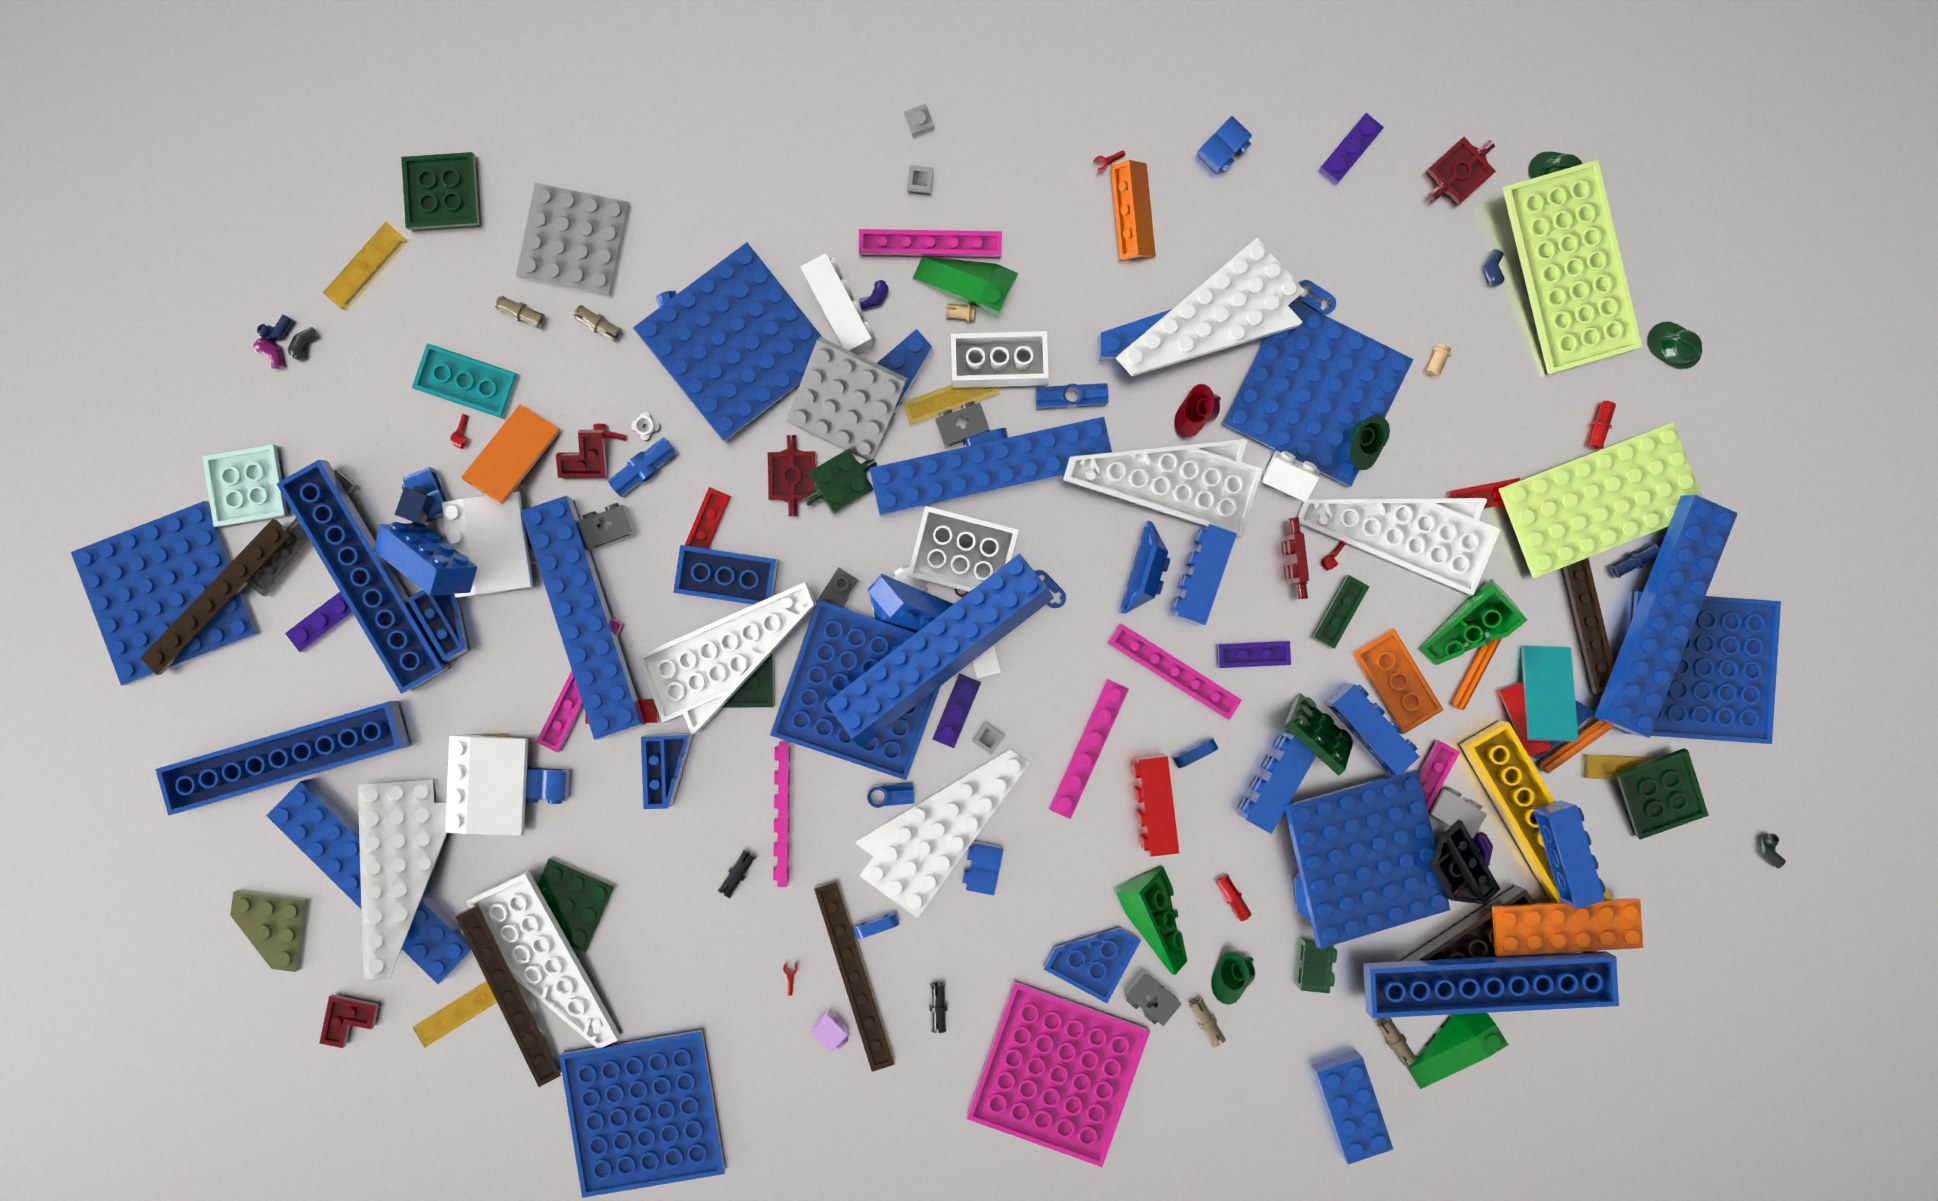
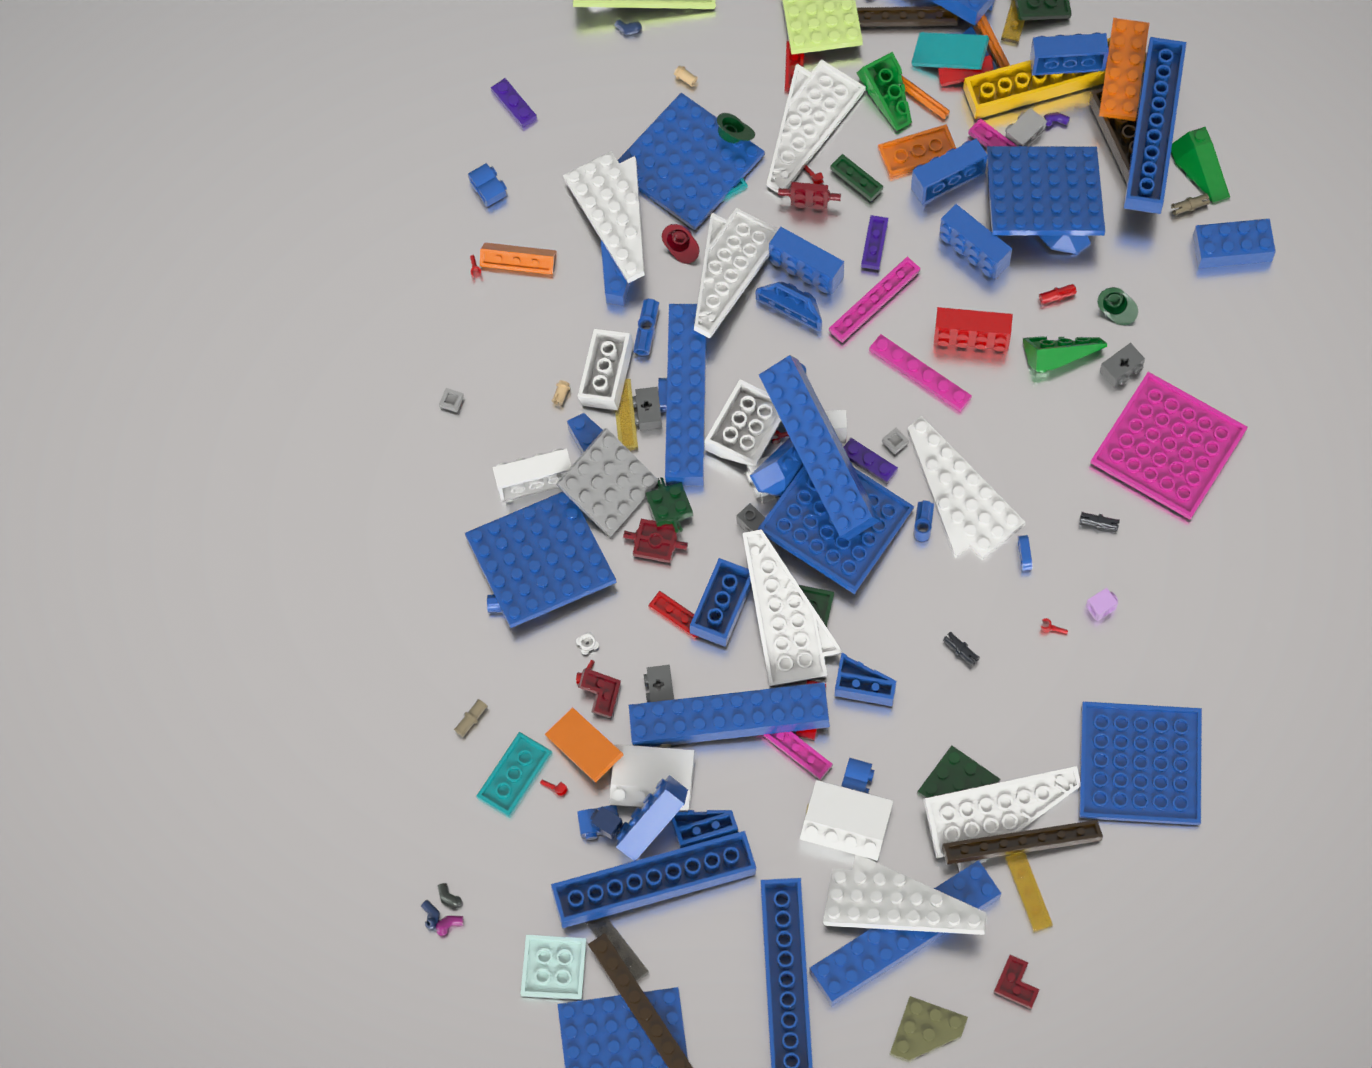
camera: 70 degrees left, 20 degrees down
(319, 622) = (680, 931): dark purple plate -> none
(364, 265) = (399, 833): clear yellow tile -> none
(440, 190) = (357, 758): dark green plate -> none
(572, 239) = (424, 666): light grey plate -> none
(597, 323) = (496, 660): dark tan pin -> none
(642, 467) = (619, 650): blue piece -> none
(782, 824) = (927, 604): dark pink plate -> none
(854, 976) = (1061, 577): dark brown plate -> none
(877, 297) = (530, 447): dark purple arm -> none
(919, 119) = (405, 392): light grey plate -> none
(930, 242) = (502, 403): dark pink plate -> none
(969, 281) = (539, 382): green wedge -> none
(983, 867) = (996, 464): blue brick -> none
(1094, 961) = (1086, 401): blue plate -> none
(1195, 753) = (939, 294): blue beam -> none
(1207, 1022) = (1149, 331): dark tan pin -> none
(1291, 475) = (746, 188): white brick -> none
(1315, 967) = (1121, 247): clear green brick -> none
(1318, 293) = (616, 147): blue beam -> none
(1319, 733) = (944, 203): dark green plate -> none
(1461, 170) = (551, 34): dark red plate -> none
(1462, 868) = (1065, 130): black wedge -> none

